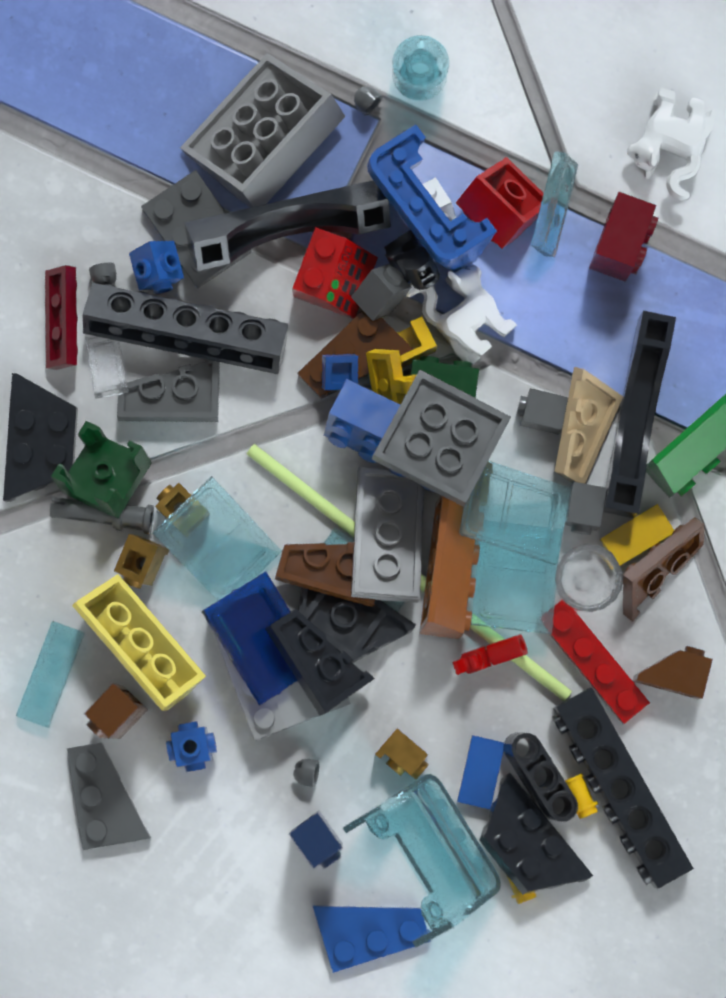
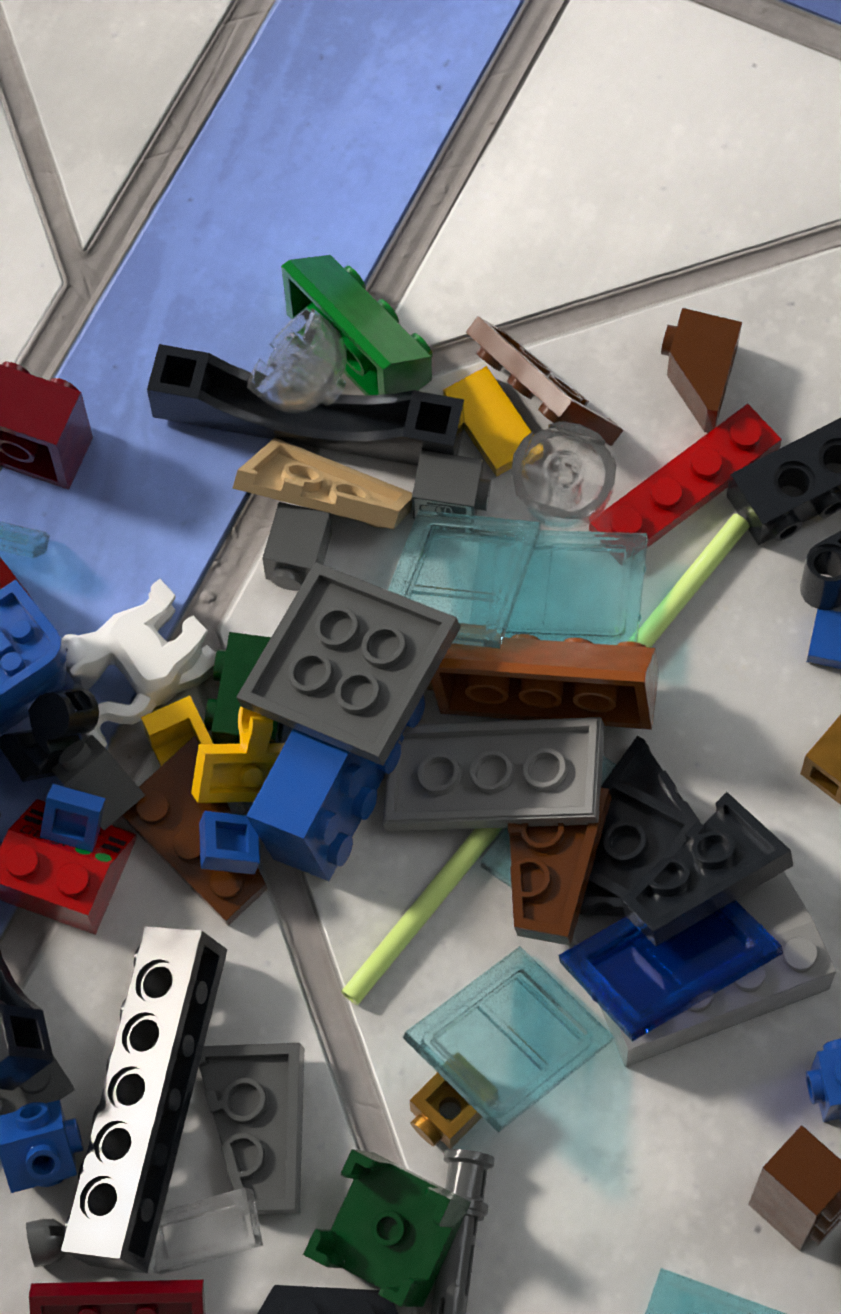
camera: 85 degrees left, 15 degrees down
(133, 552) = (518, 1164): pearl gold brick -> none
(140, 642) = (680, 1160): light yellow slope -> none
(352, 276) = (72, 817): none -> blue plate
(496, 653) = (688, 644): red bar -> none
(660, 409) = (303, 366): none -> clear cylinder

